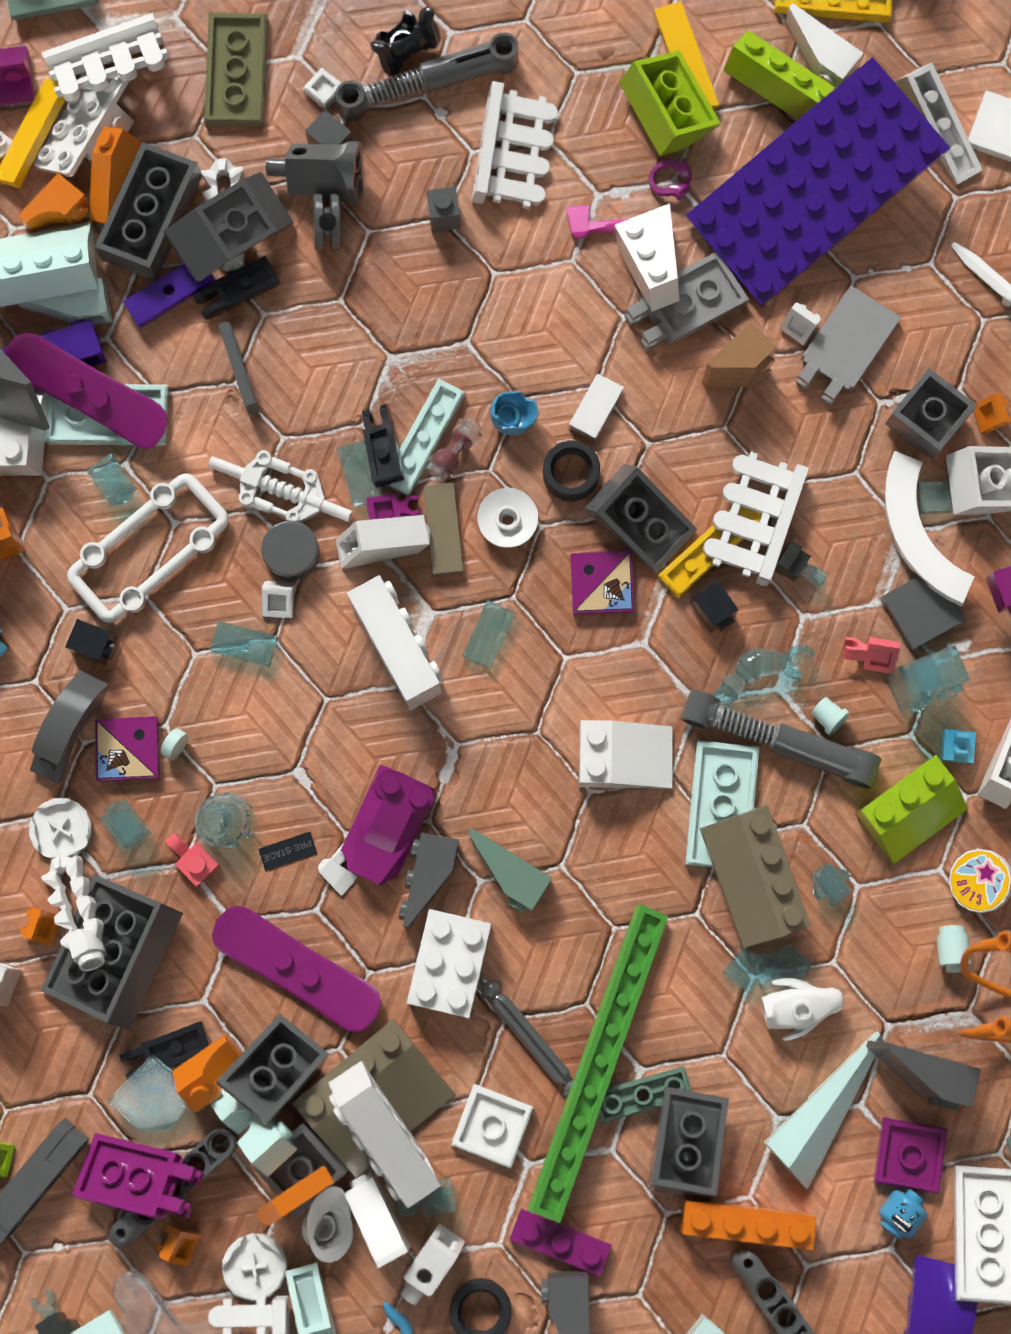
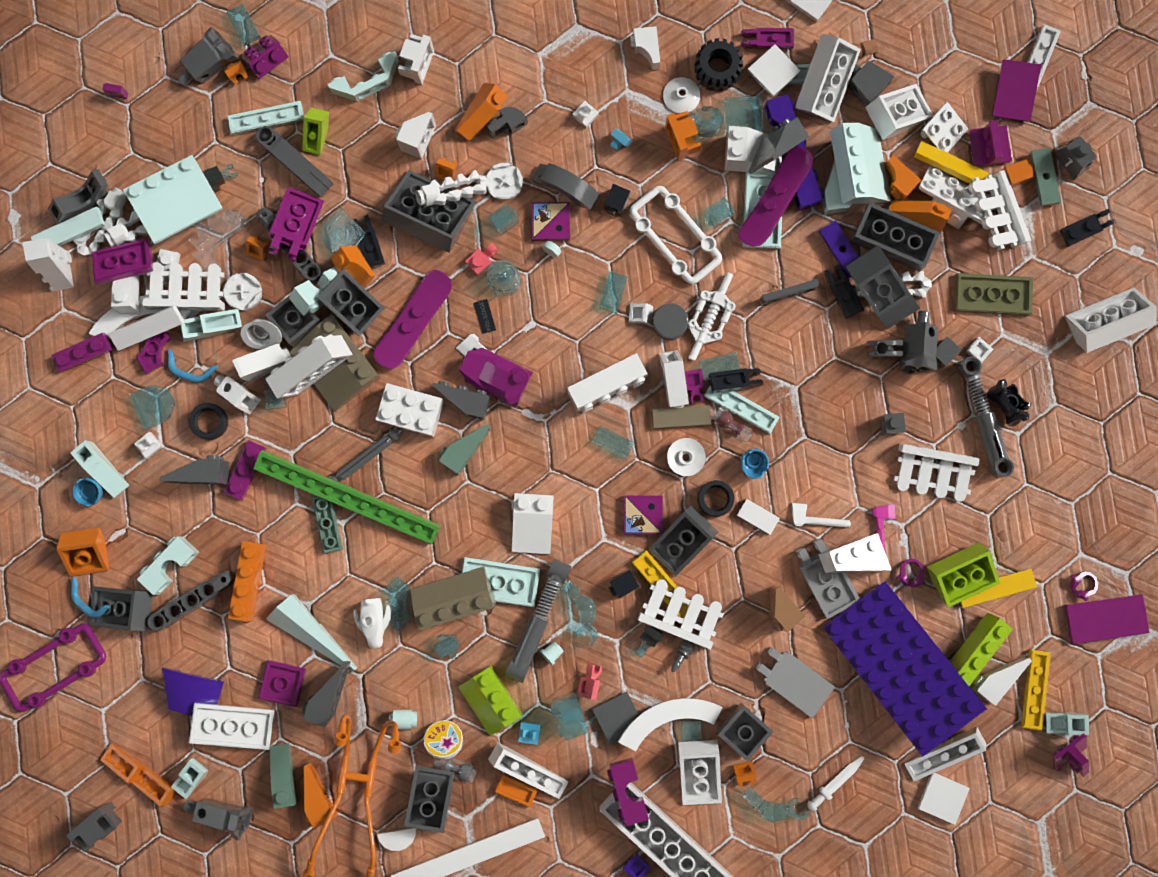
camera: 90 degrees right, 5 degrees up
(45, 32) = (1019, 173): none -> orange brick
(295, 1196) = (276, 313): orange piece -> none
(492, 1126) = (314, 432): white tile -> none
(593, 345) = (800, 518): none -> white piece
(688, 1144) = (295, 548): dark grey slope -> none
(800, 323) = (809, 651): white tile -> none
(808, 509) = (685, 649): none -> dark grey bar
(903, 1214) = (247, 675): dark azure head -> none

